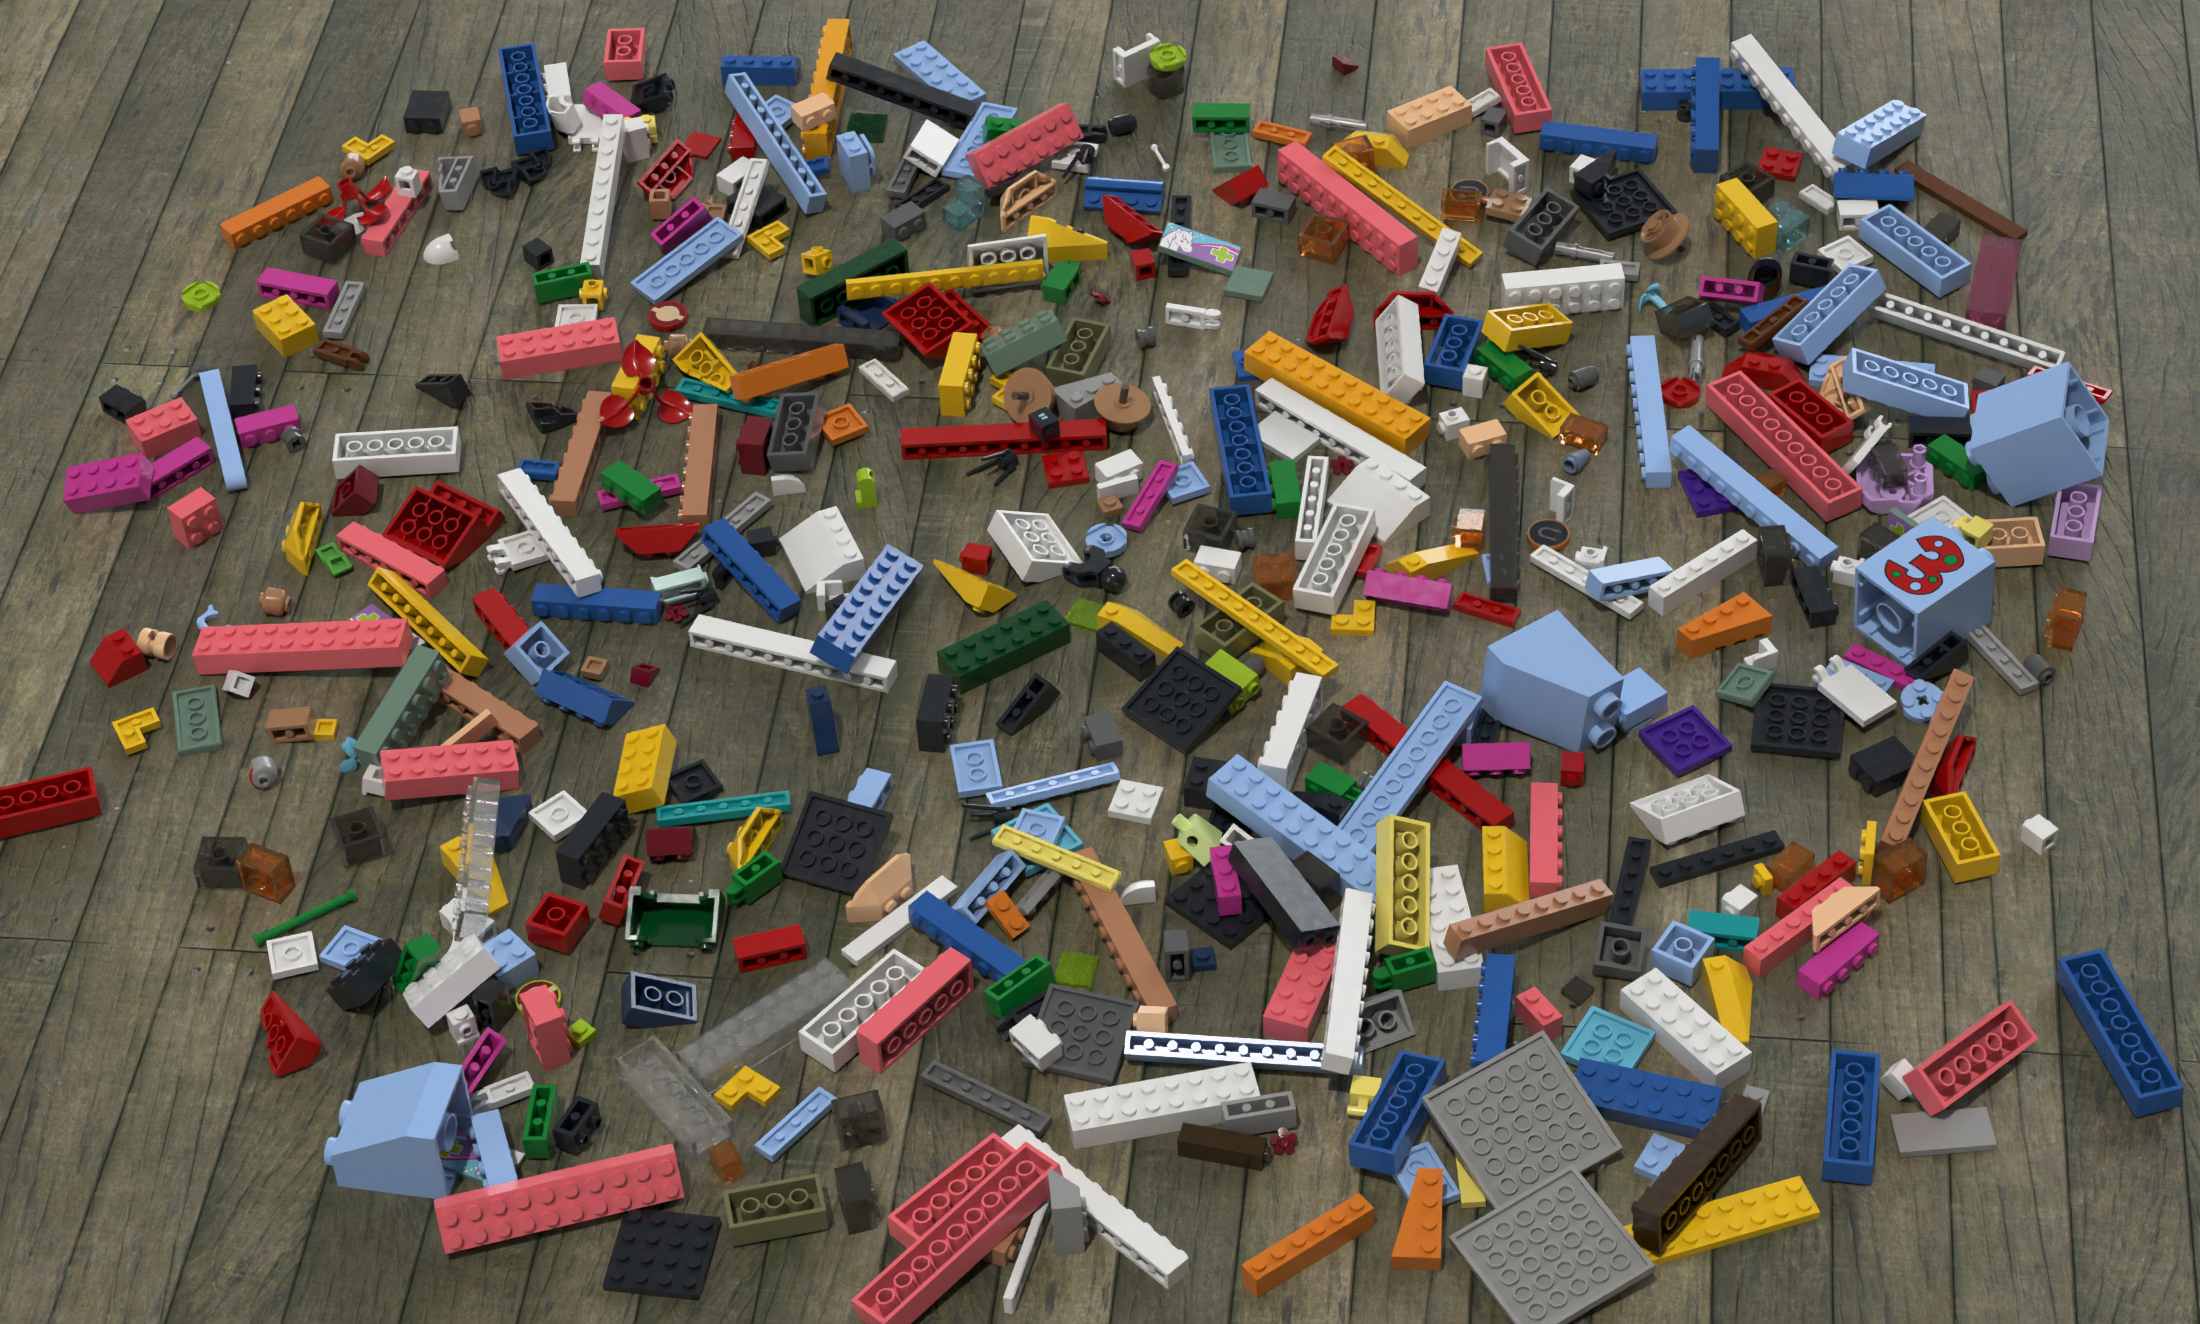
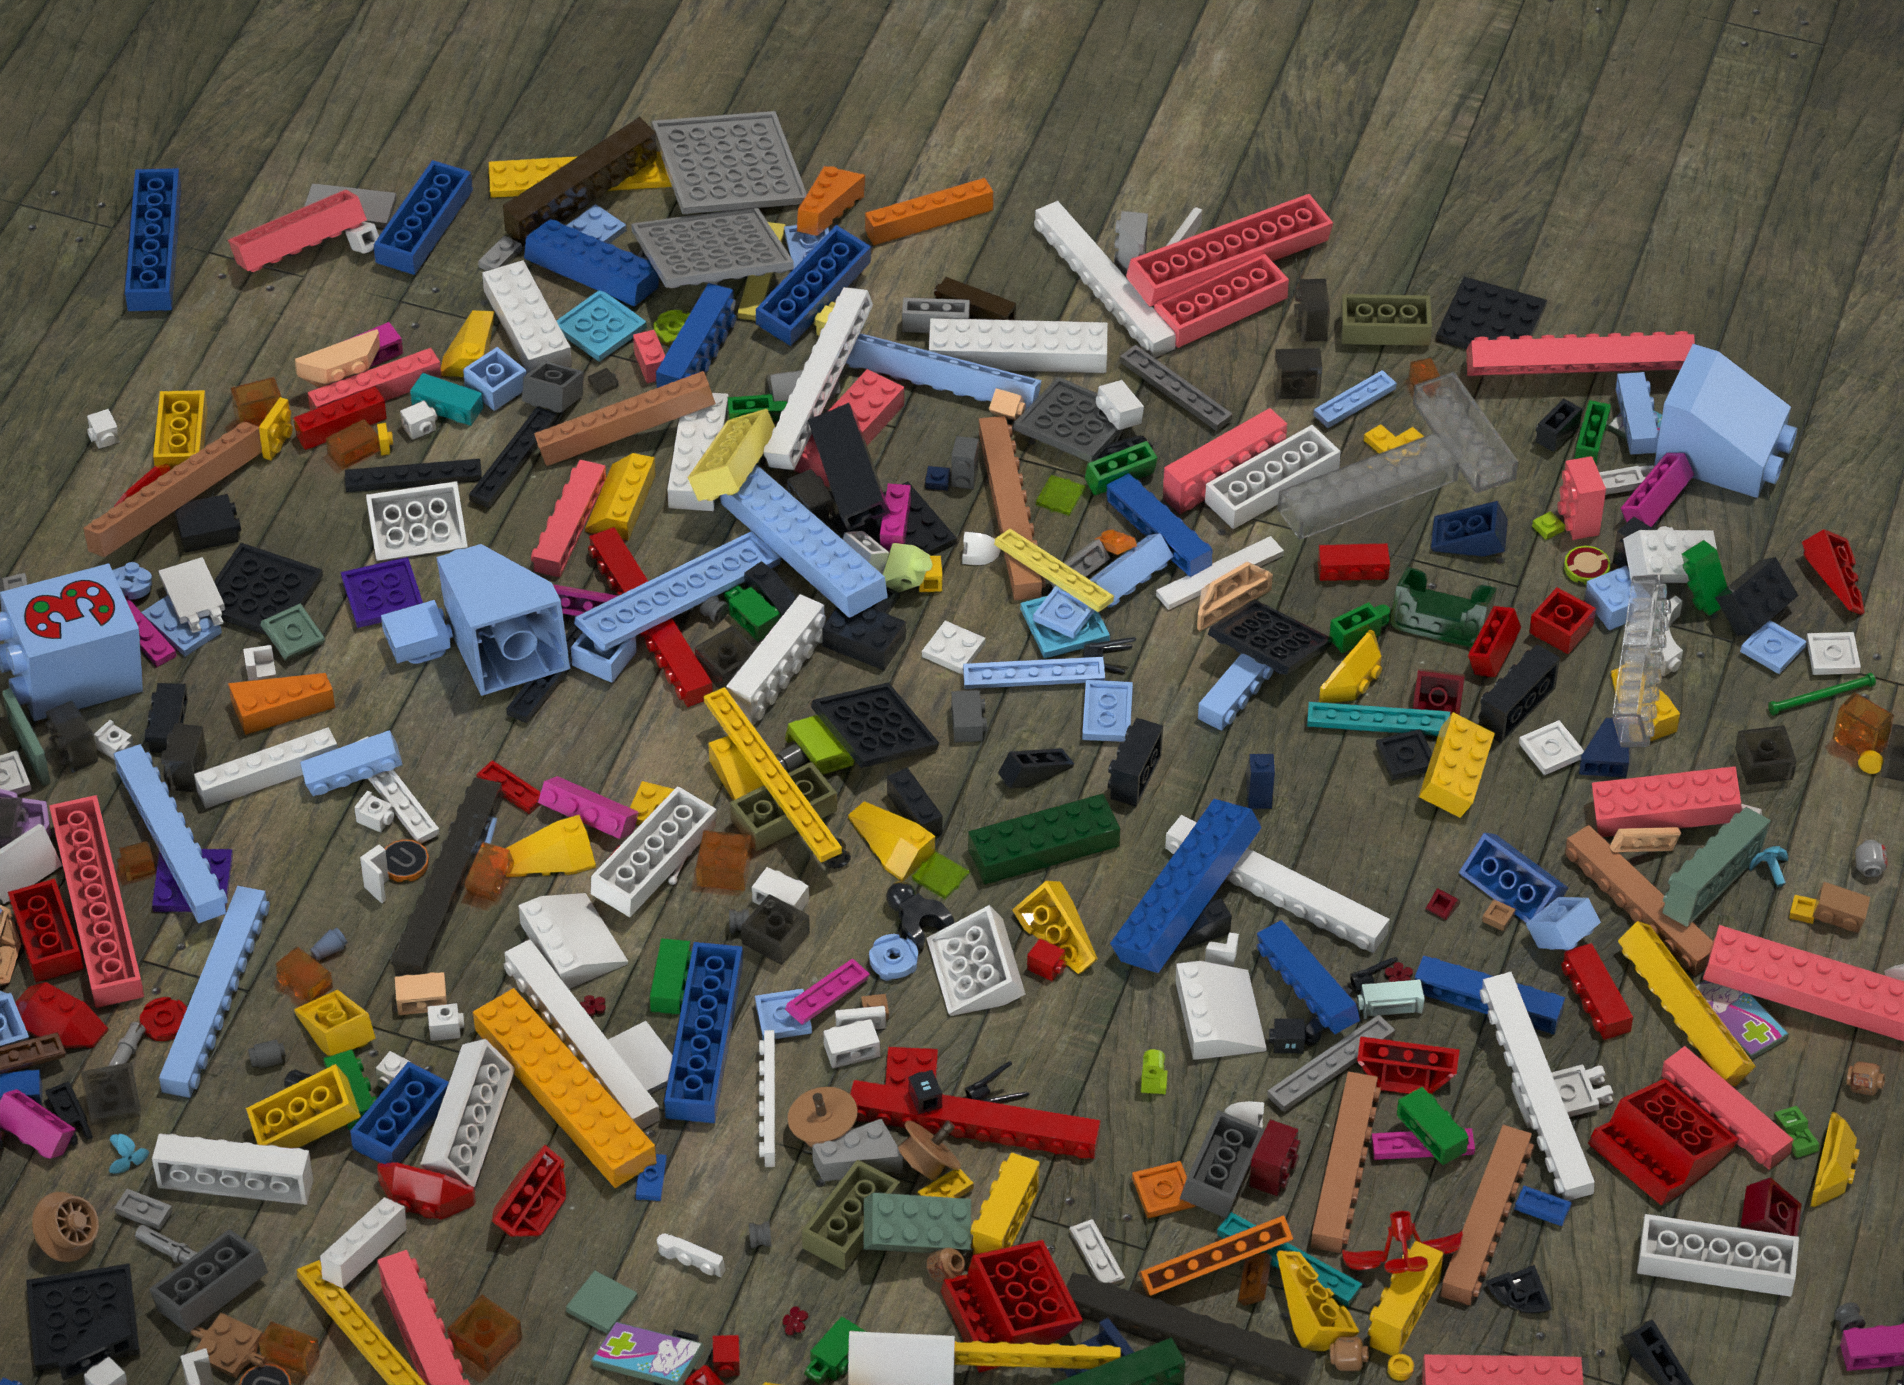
camera: 170 degrees left, 5 degrees up
(1311, 505) = (655, 924): white brick -> none

